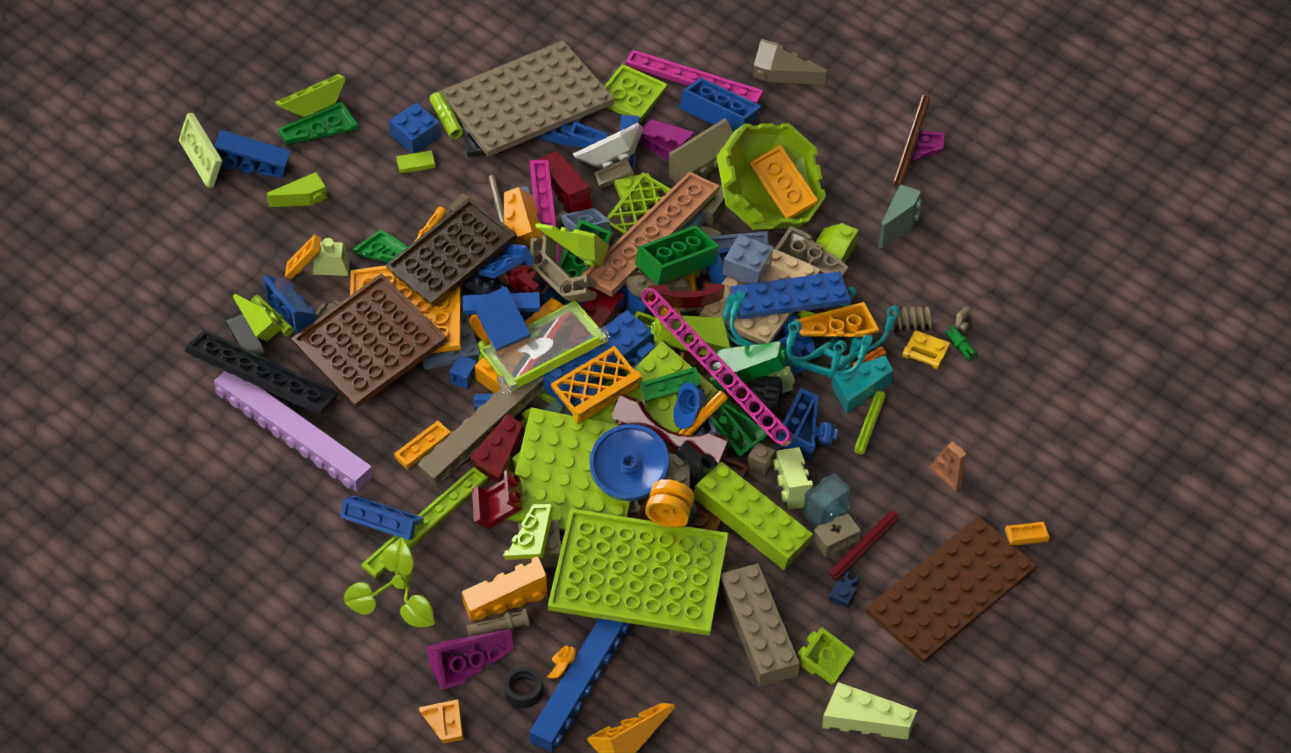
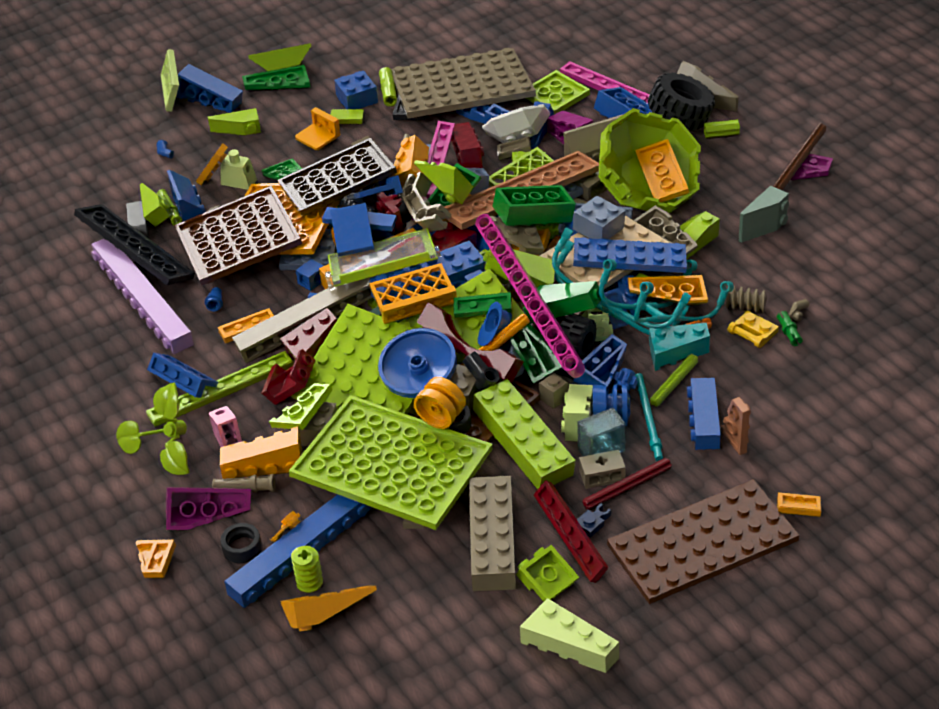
camera: 20 degrees right, 10 degrees down
(229, 242) = (162, 149): none -> blue arm
(374, 421) = (214, 300): none -> blue cone
(395, 188) = (321, 132): none -> light orange bracket
(455, 568) = (224, 422): none -> bright pink torso
(602, 702) = (307, 569): none -> lime piece
(690, 299) = (529, 239): dark red slope -> none
(773, 89) = (682, 99): none -> black tyre
(820, 111) = (721, 128): none -> lime axle
(823, 465) = (603, 401): none -> blue wheel
(830, 606) = (571, 531): none -> dark red plate
(875, 495) = (655, 442): none -> teal bar
(911, 455) = (704, 413): none -> brick

